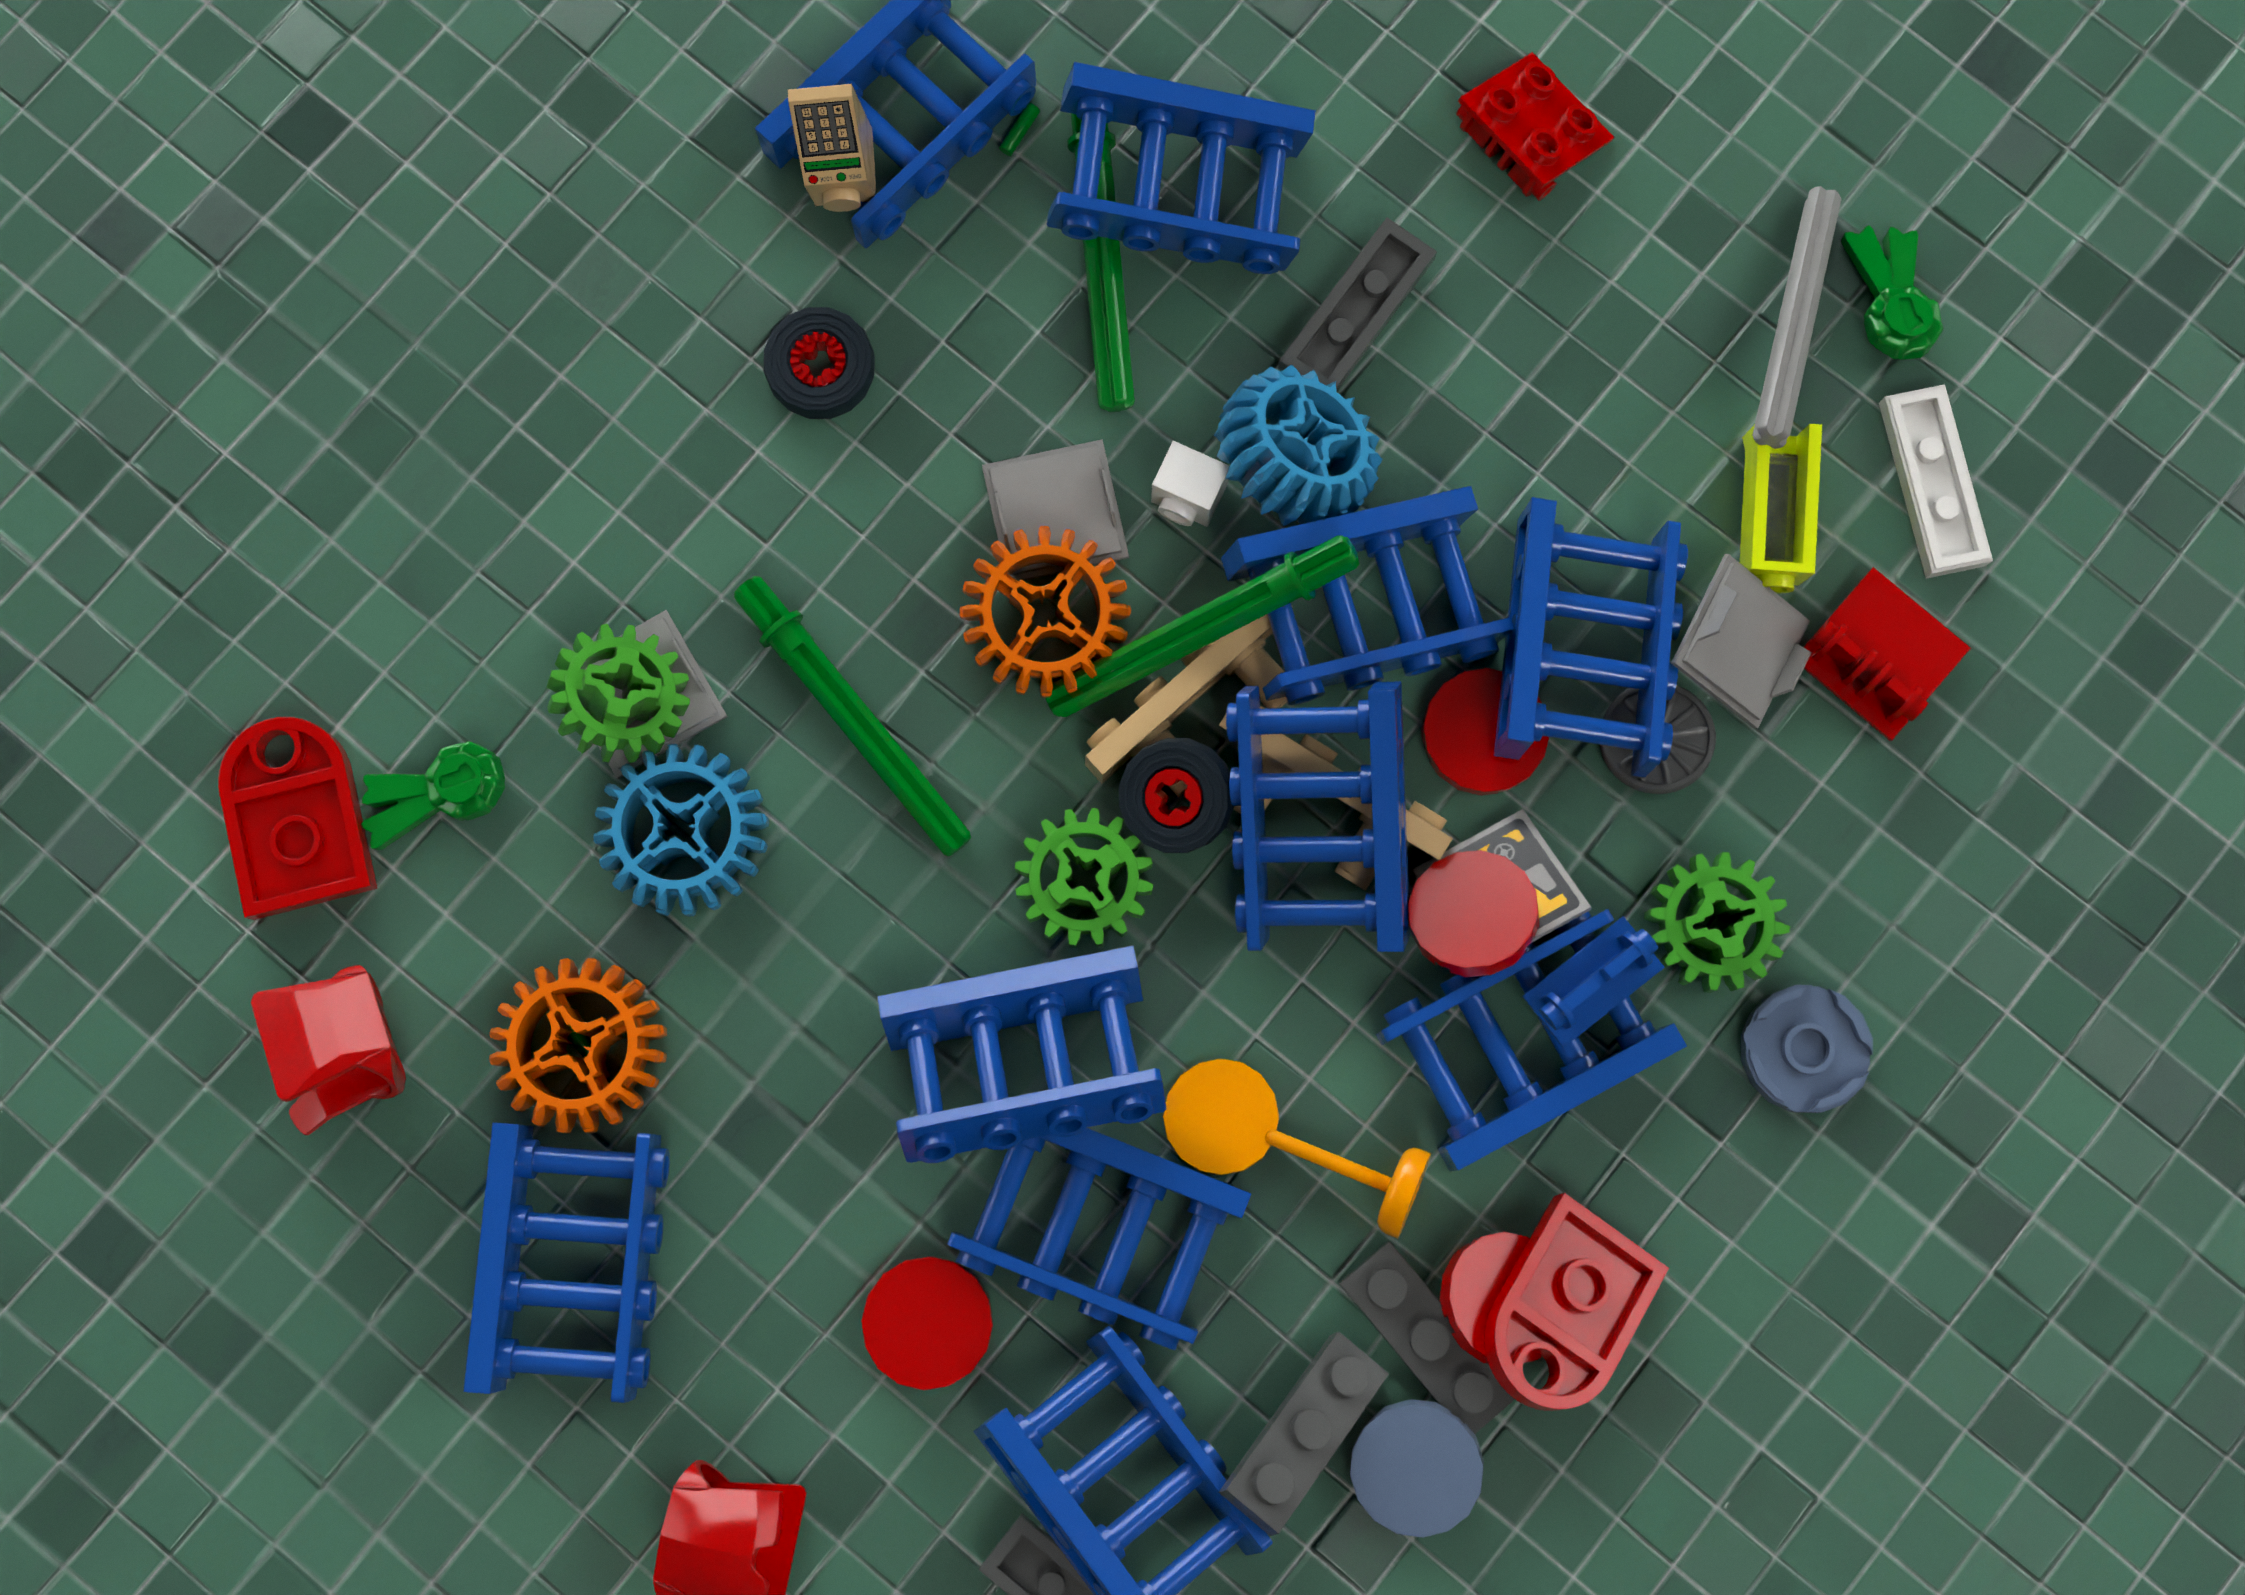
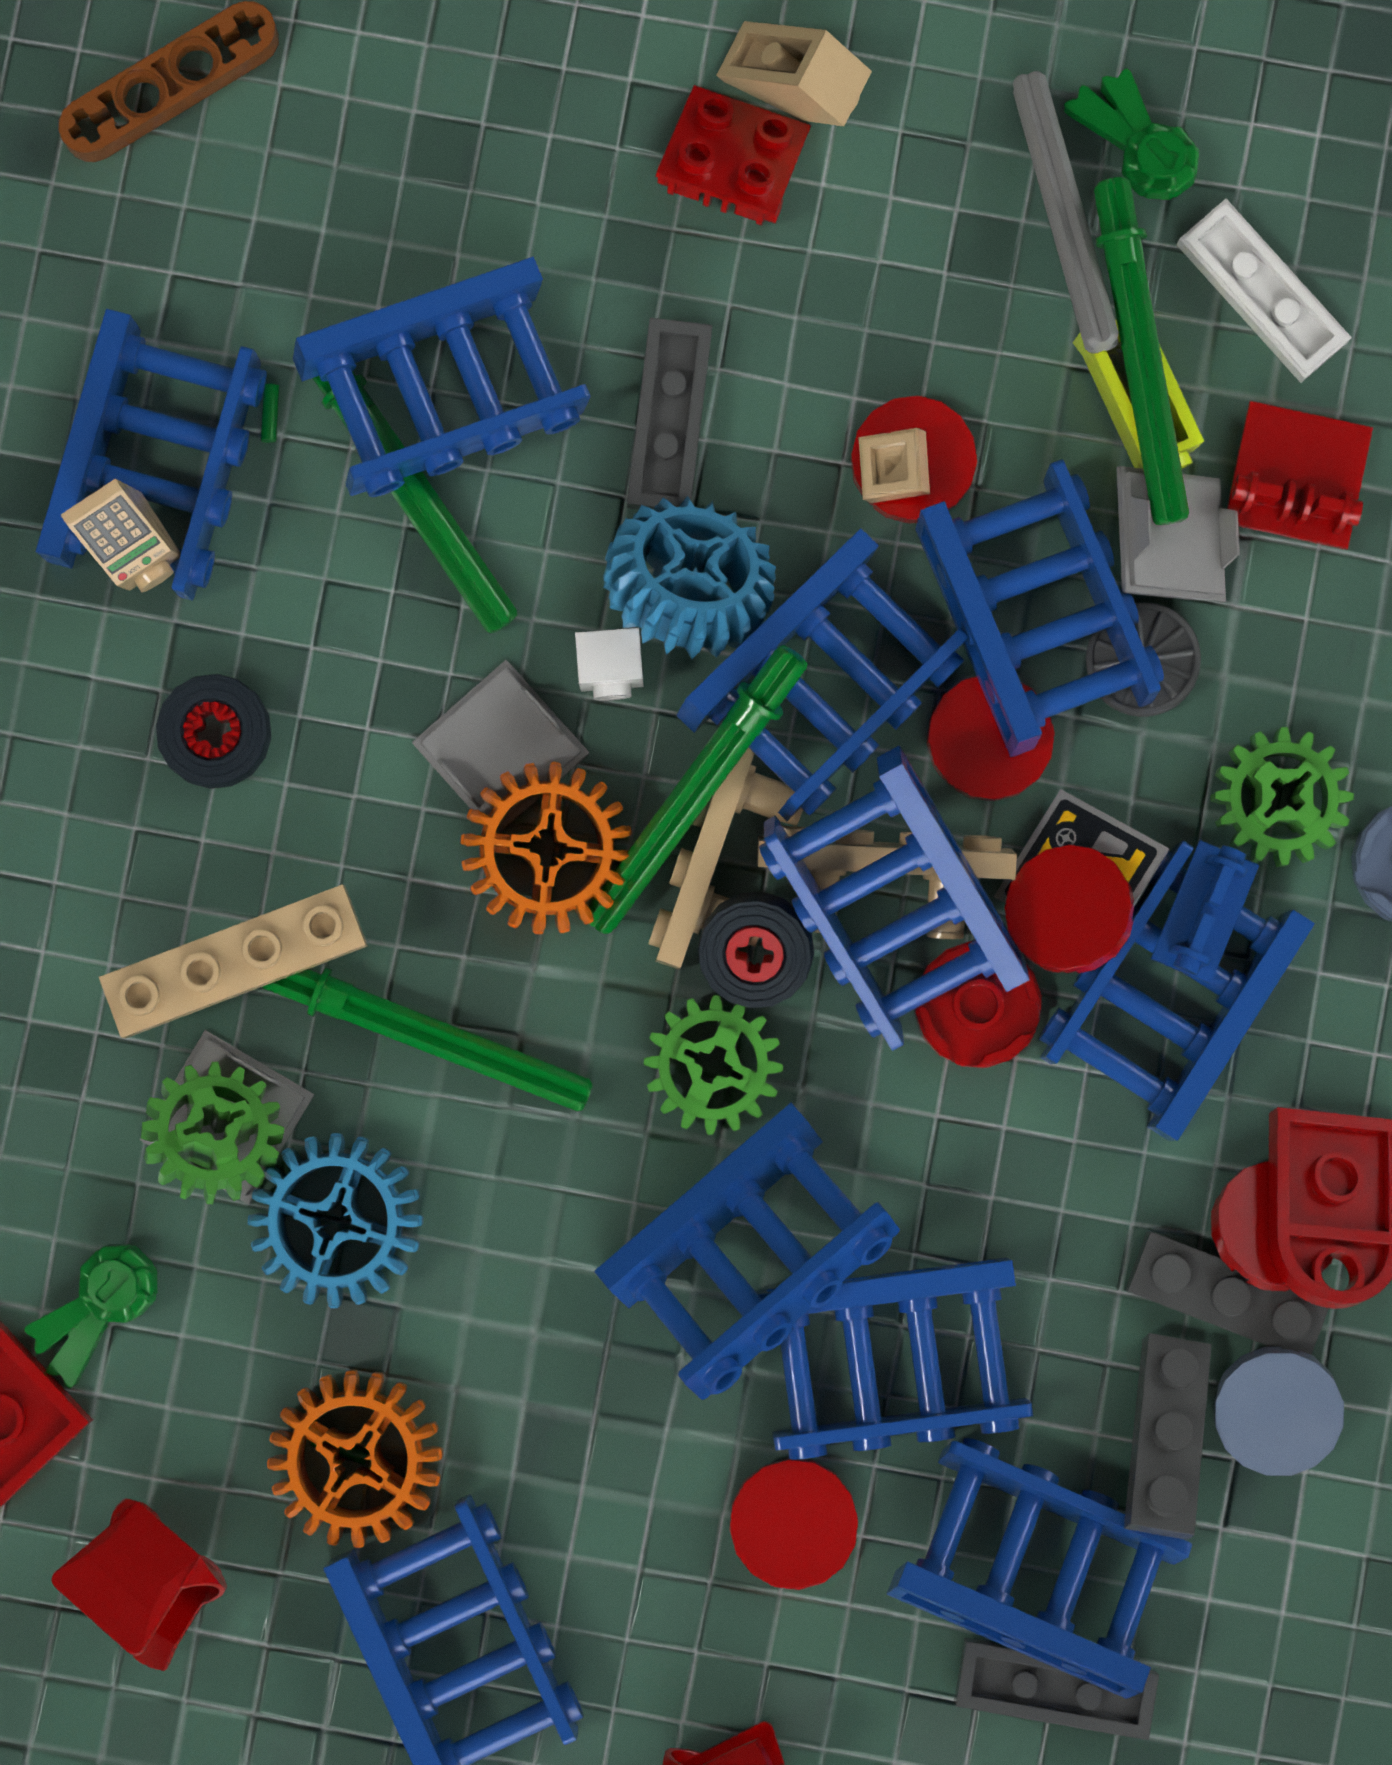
camera: 30 degrees left, 5 degrees up
(720, 555) = (233, 961): none -> tan plate
(1228, 1117) = (954, 1203): light orange piece -> none
(1340, 970) = (979, 1020): none -> red tile
(1529, 450) = (894, 465): none -> tan tile
(1549, 453) = (949, 453): none -> red tile
(1628, 82) = (796, 71): none -> tan slope
(1827, 382) = (1141, 349): none -> green axle

